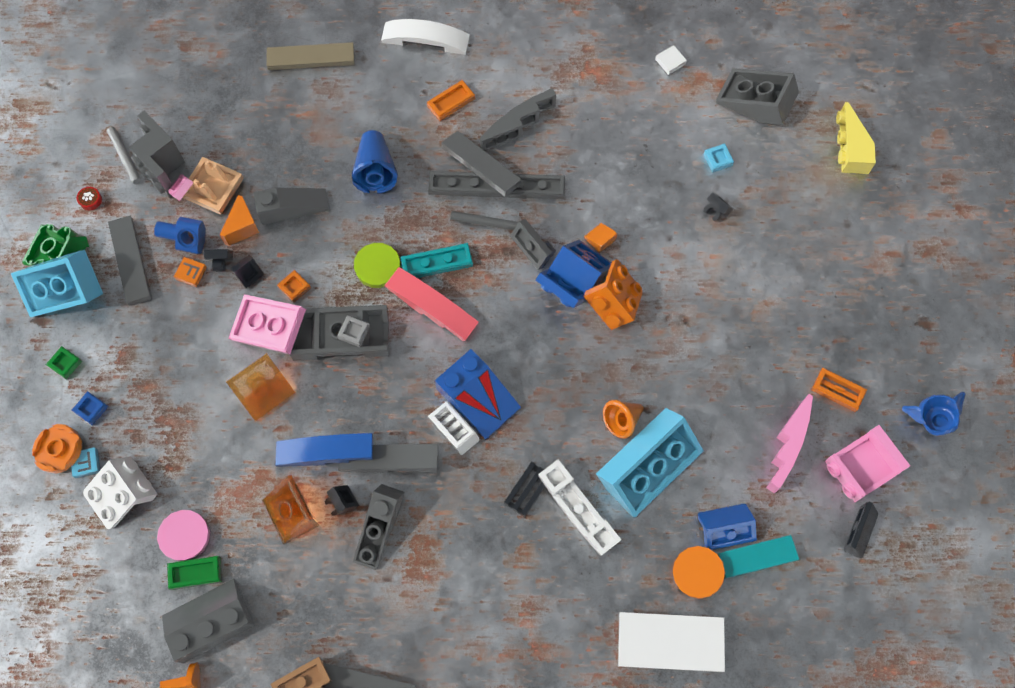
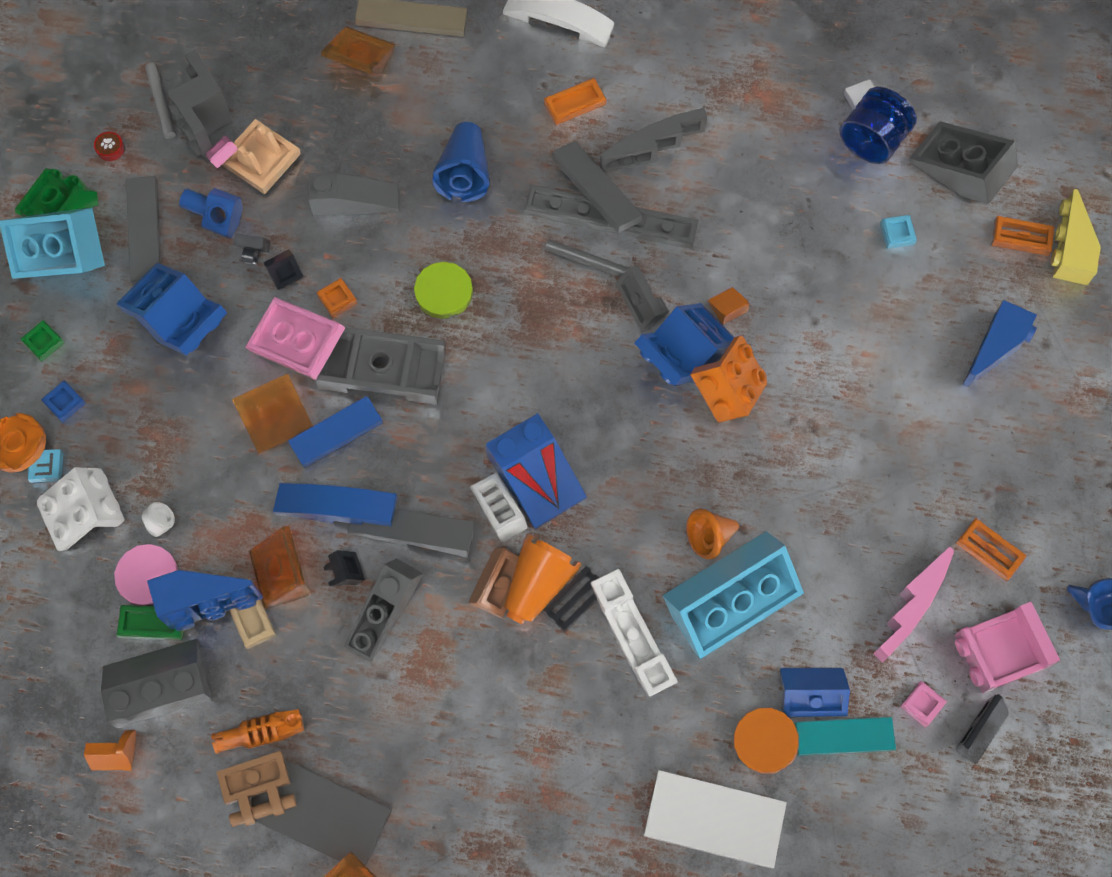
camera: 10 degrees right, 0 degrees up
(164, 318) = (172, 309): none -> blue bracket
(184, 488) = (158, 518): none -> white tile
(190, 272) = (214, 258): orange tile -> none
(222, 546) = (192, 596): none -> blue slope
(238, 224) = (284, 209): orange slope -> none
(271, 550) = (253, 624): none -> tan tile
(275, 89) = (359, 51): none -> clear orange slope
(298, 643) = (259, 731): none -> orange hinge
(313, 392) = (335, 432): none -> blue tile
(353, 331) = (398, 365): light grey tile -> none
(431, 303) = (500, 349): coral slope -> none
(437, 261) = (517, 299): teal tile -> none
(465, 487) = (495, 582): none -> nougat slope
(495, 479) = (537, 579): none -> orange cone
(688, 79) = (878, 125): none -> clear blue wheel
(719, 205) = (886, 290): black tile -> none
(812, 519) = (923, 704): none -> bright pink tile
(813, 147) = (1023, 240): none -> orange tile
(814, 225) = (1004, 337): none -> blue slope

